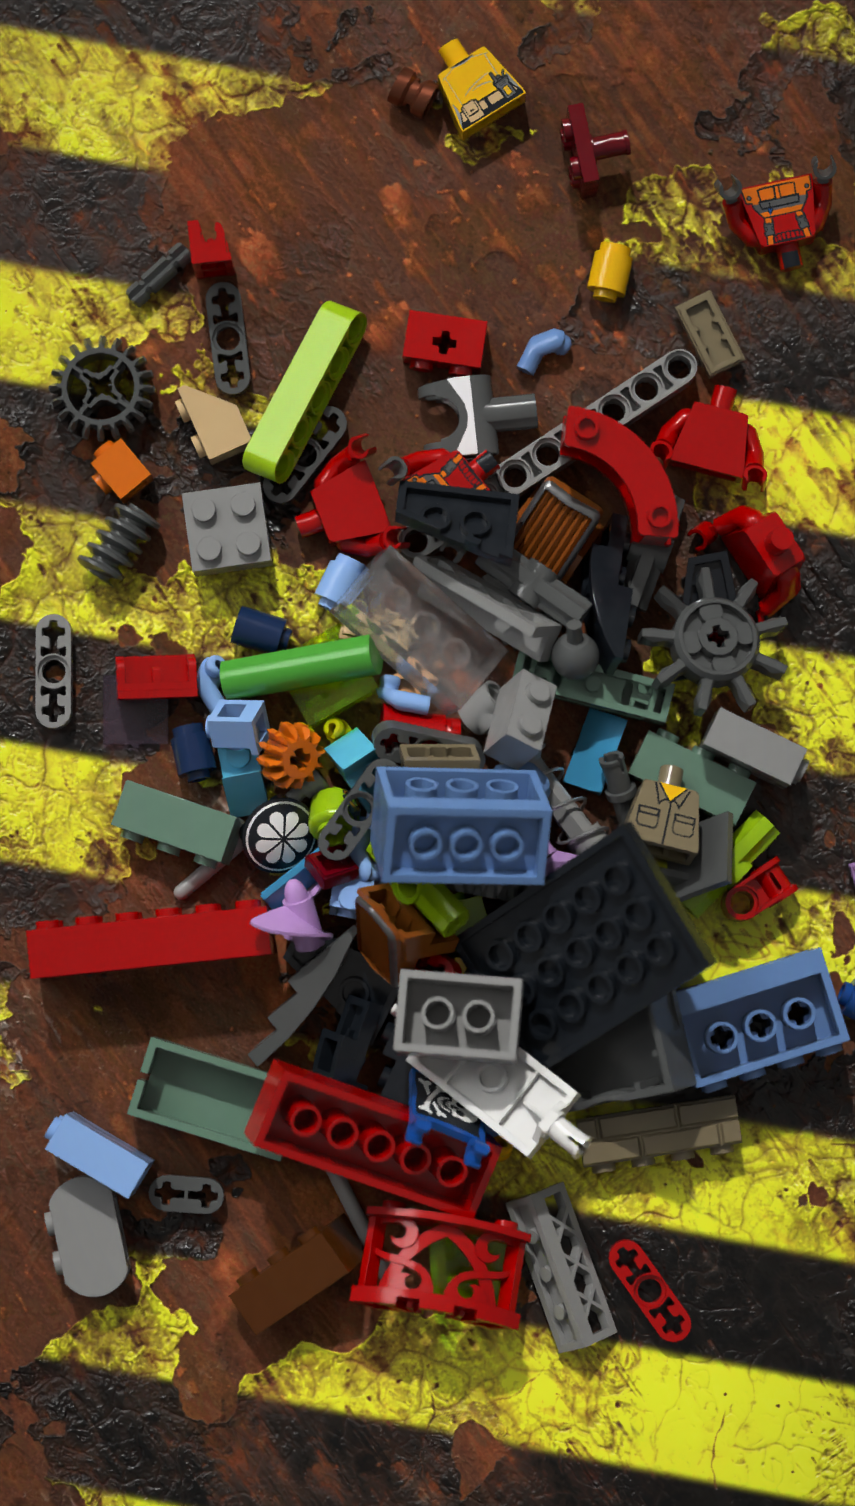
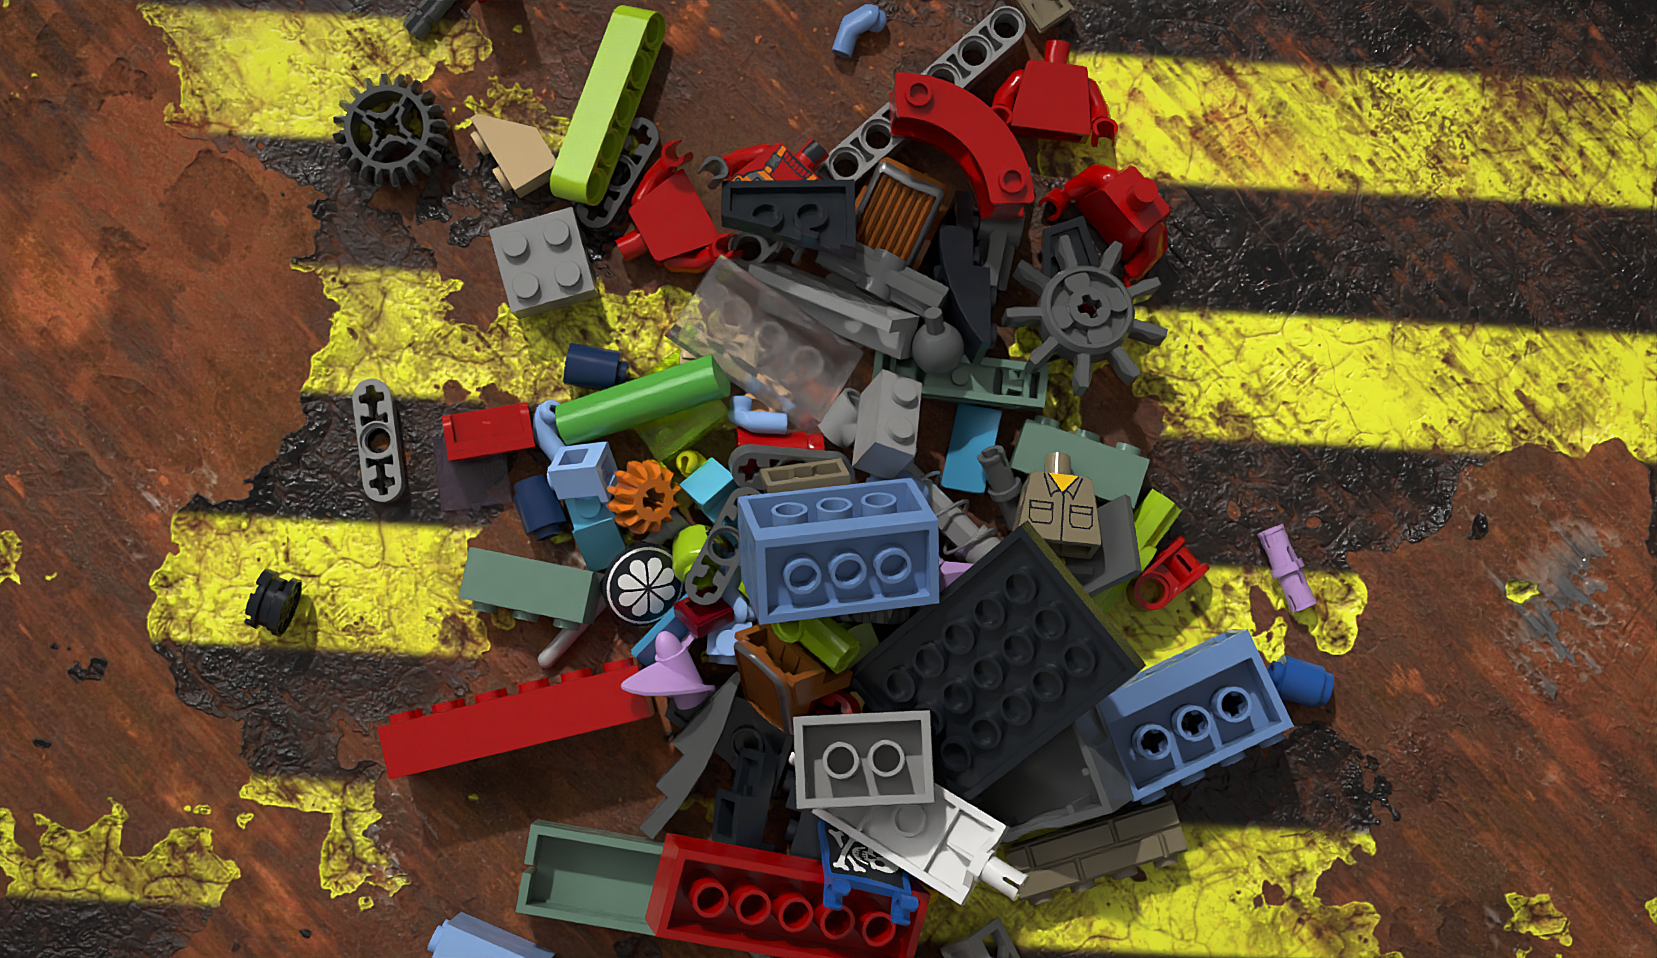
camera: 15 degrees left, 0 degrees up
(118, 542) = (428, 292): dark grey piece -> none
(119, 470) = (421, 215): orange brick -> none
(214, 312) = (501, 35): dark grey beam -> none
(337, 579) = (669, 301): light blue brick -> none
(429, 329) = (730, 26): red brick -> none
(479, 413) = (797, 102): dark grey connector -> none
(755, 749) = (1144, 423): light grey brick -> none

